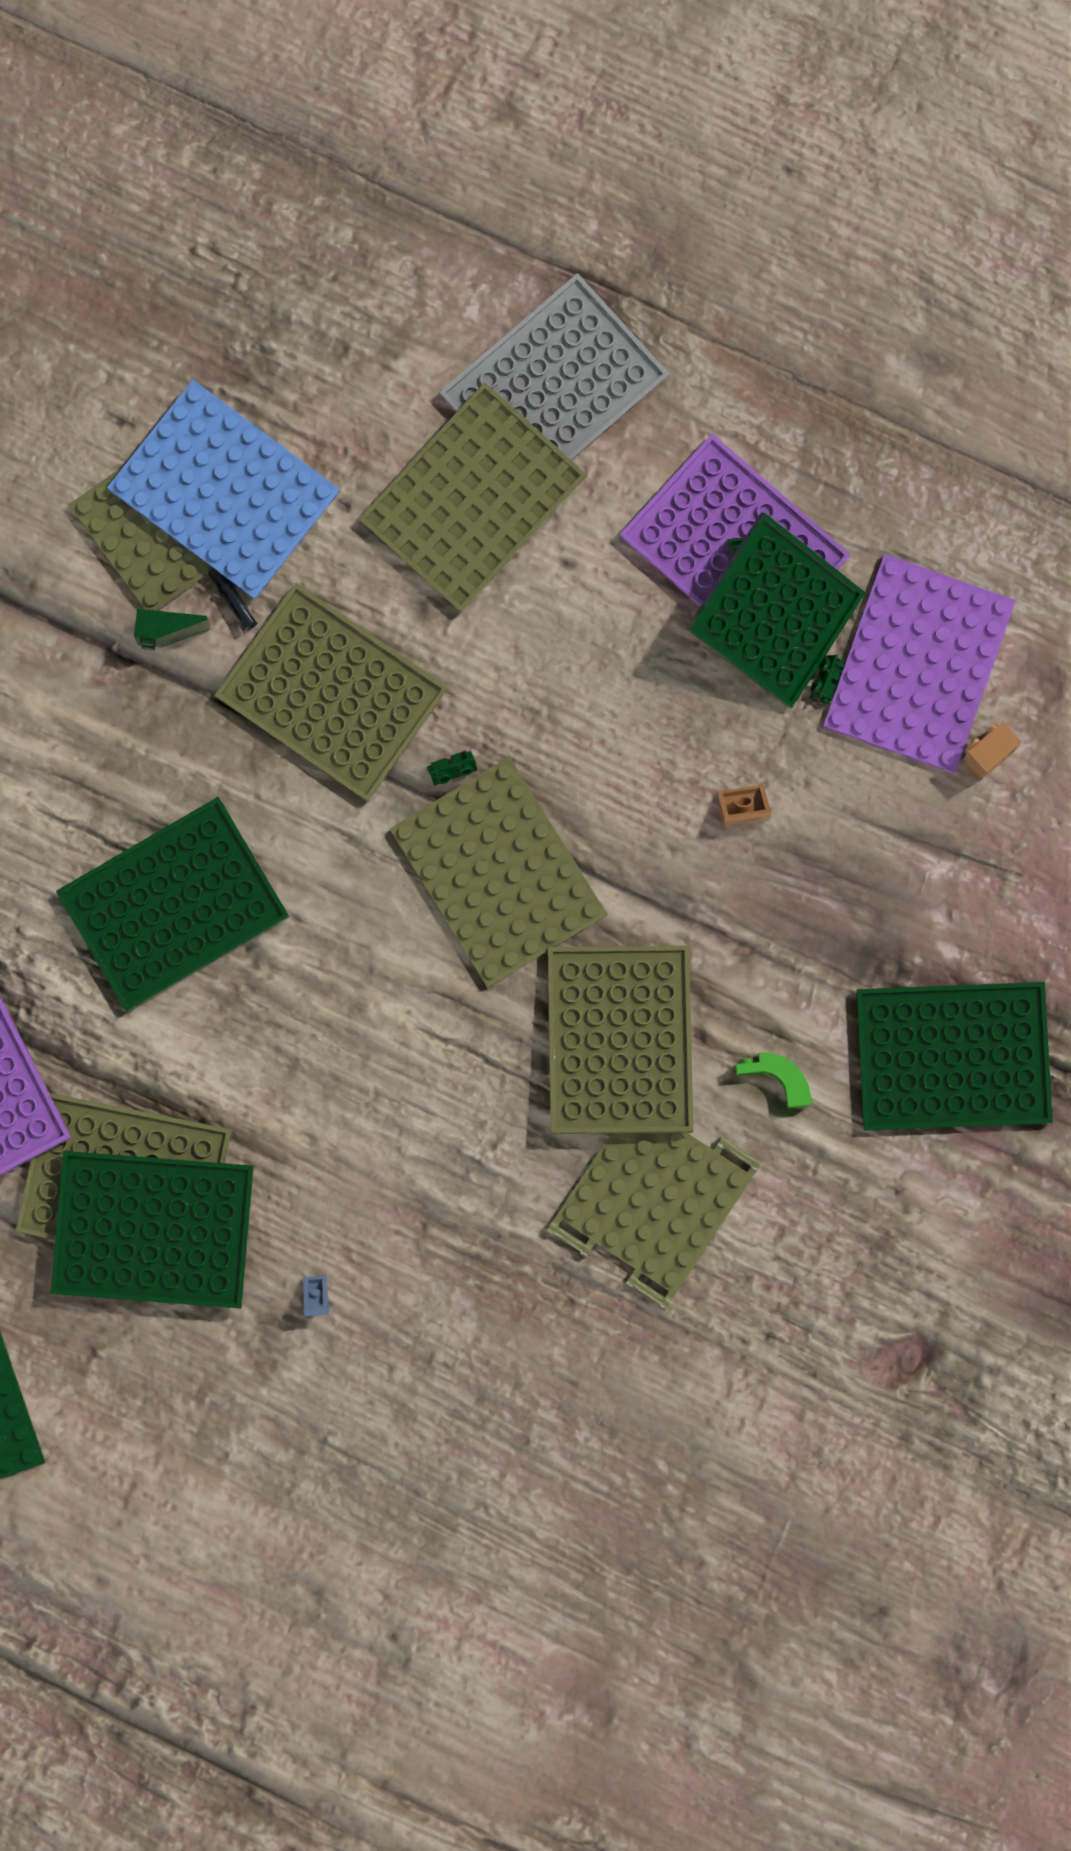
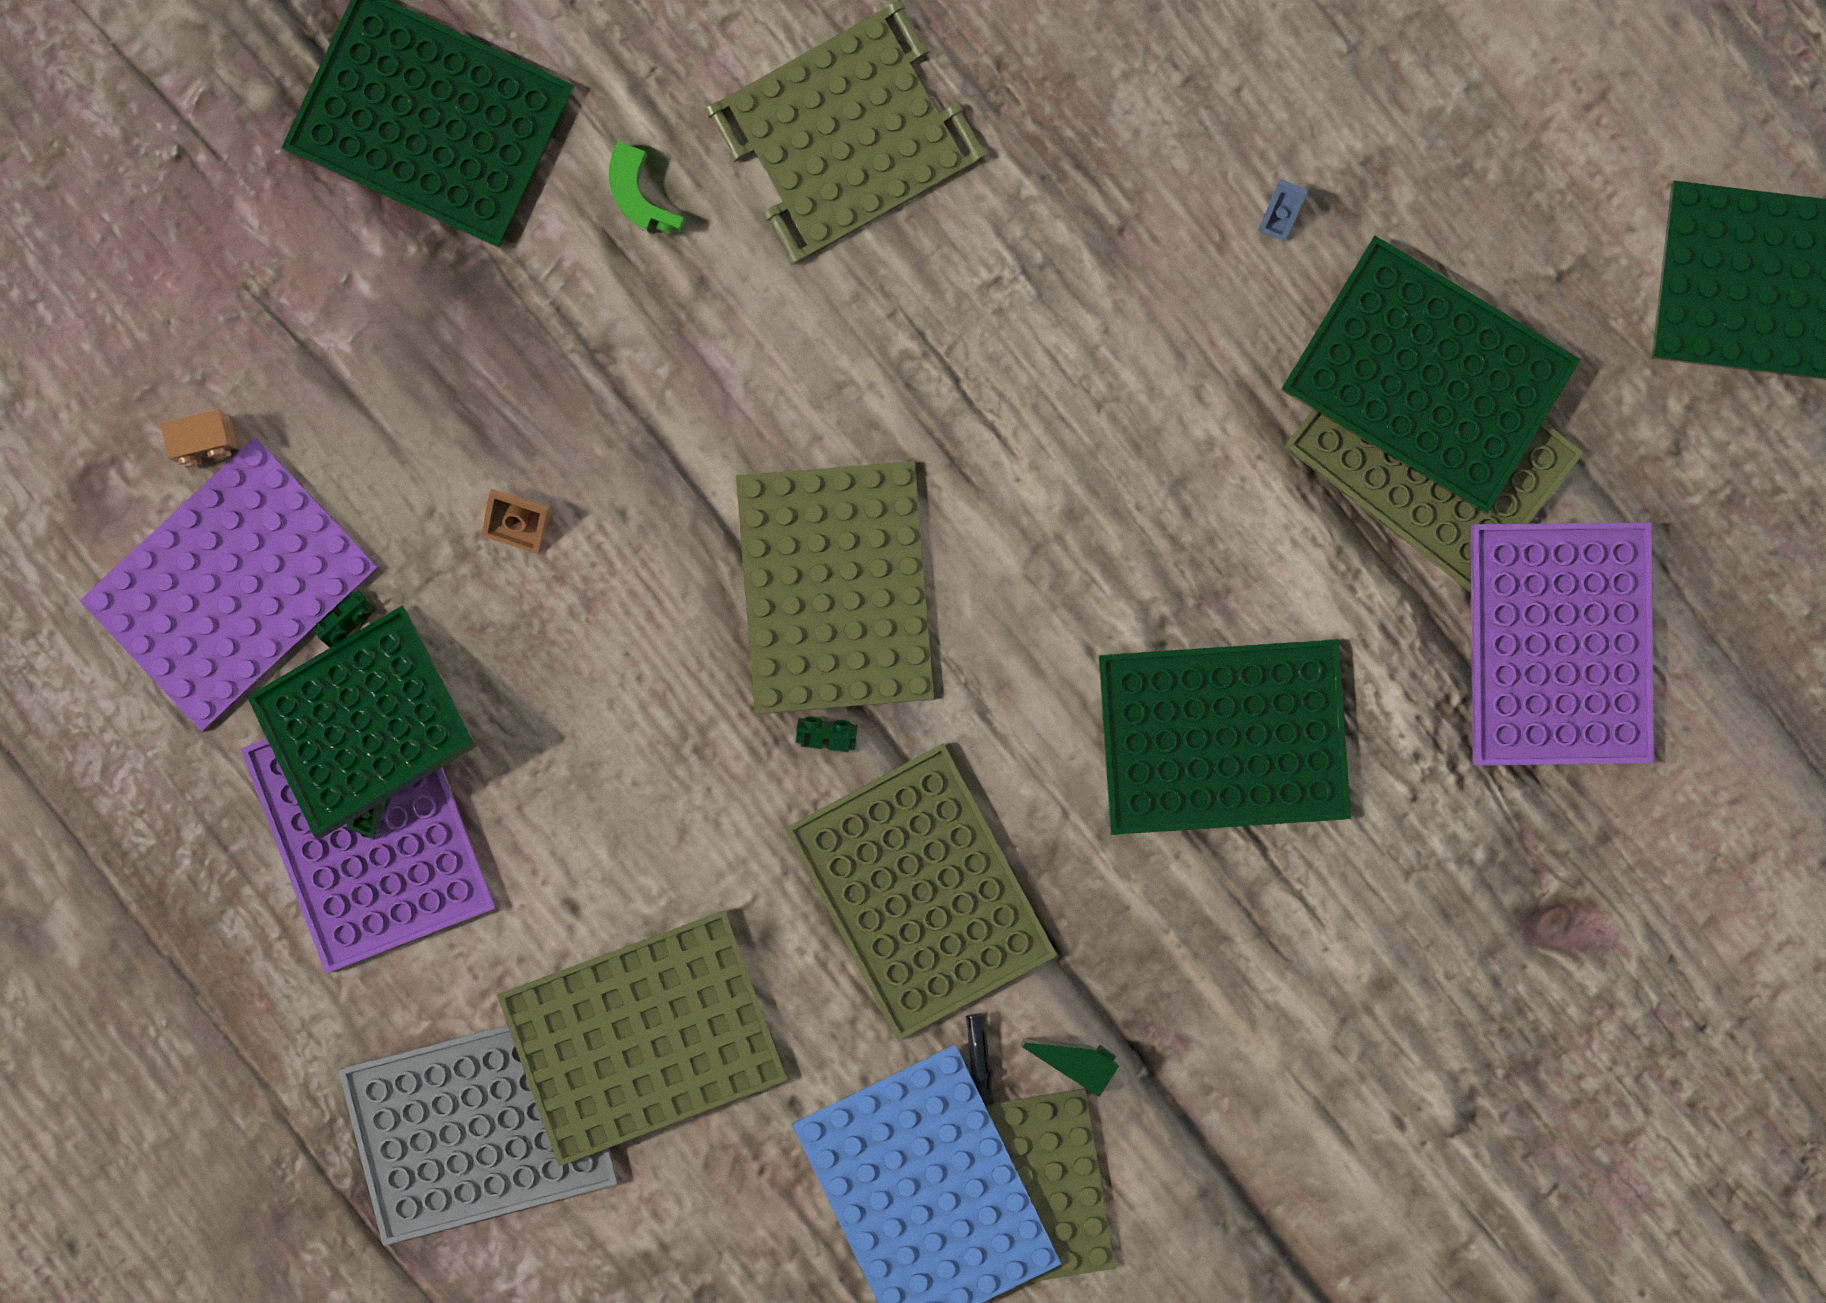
camera: 150 degrees left, 5 degrees up
(620, 1040) = (795, 323): olive plate -> none

